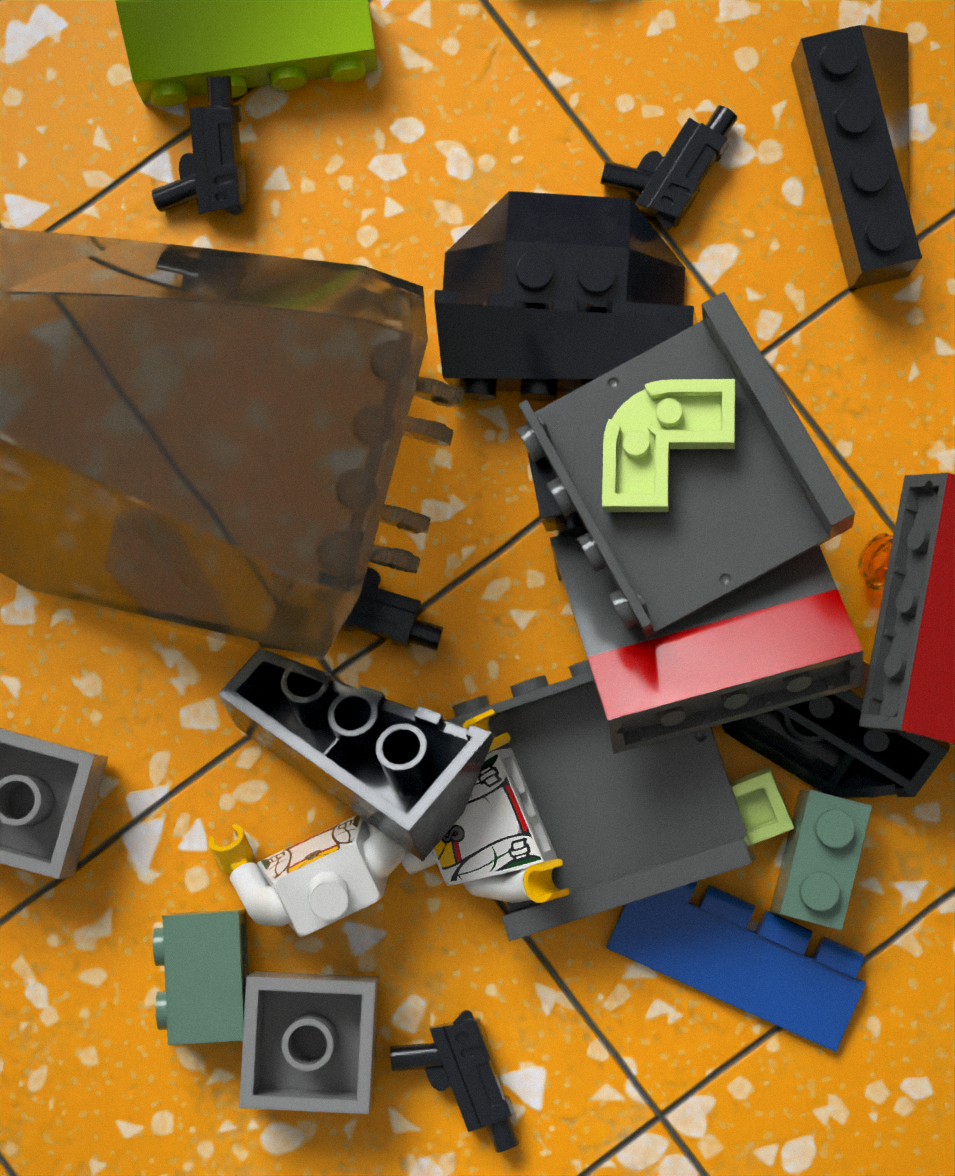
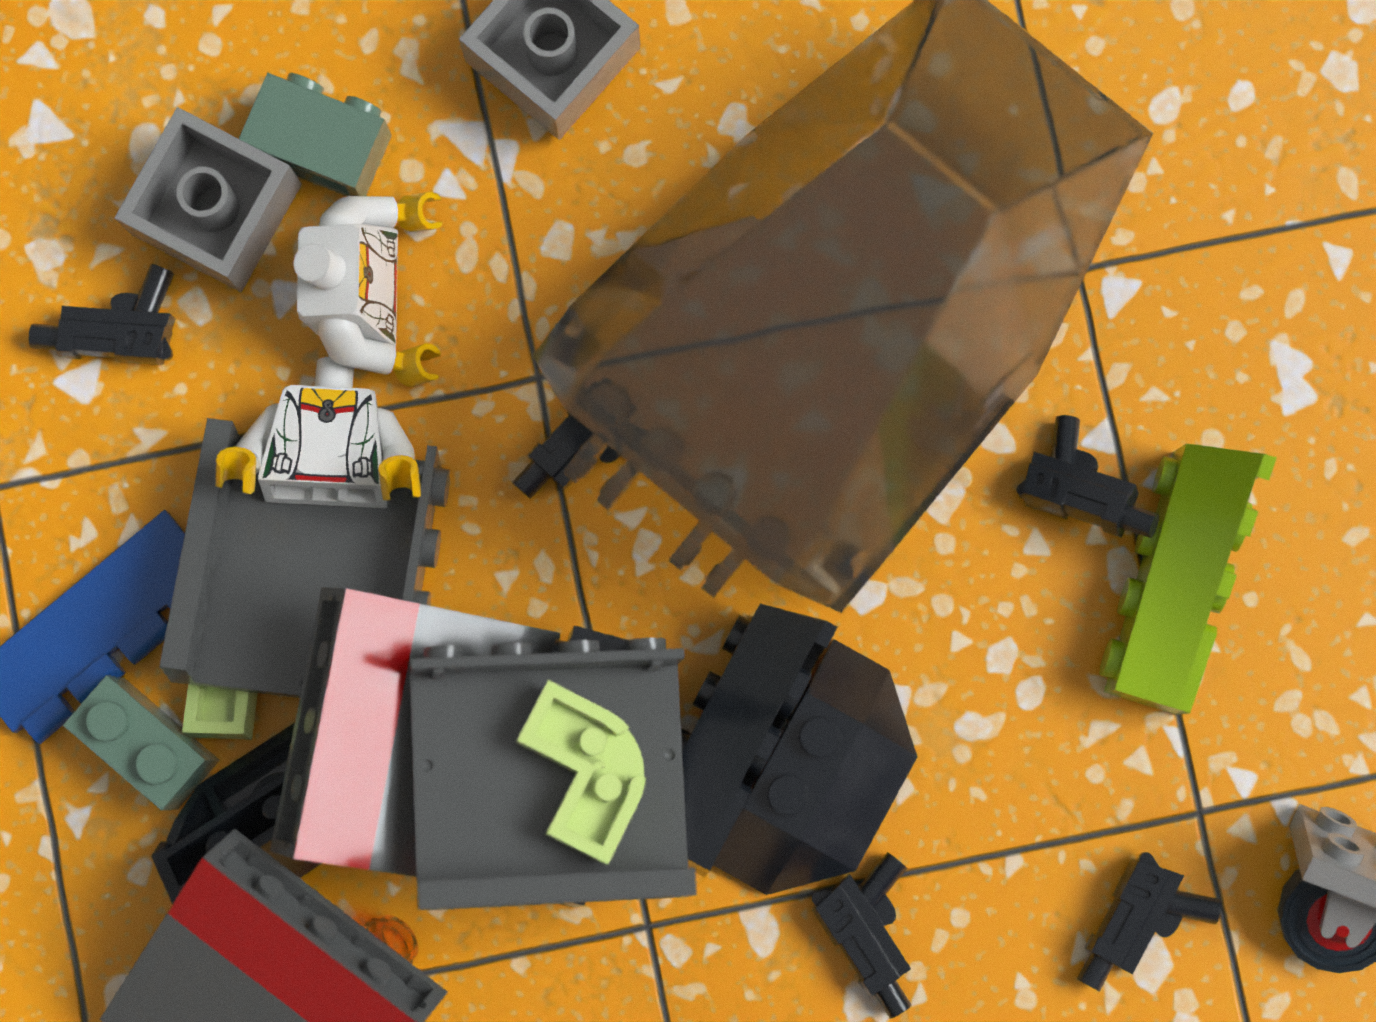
camera: 110 degrees right, 0 degrees up
(377, 757) = (428, 374): black wedge -> none

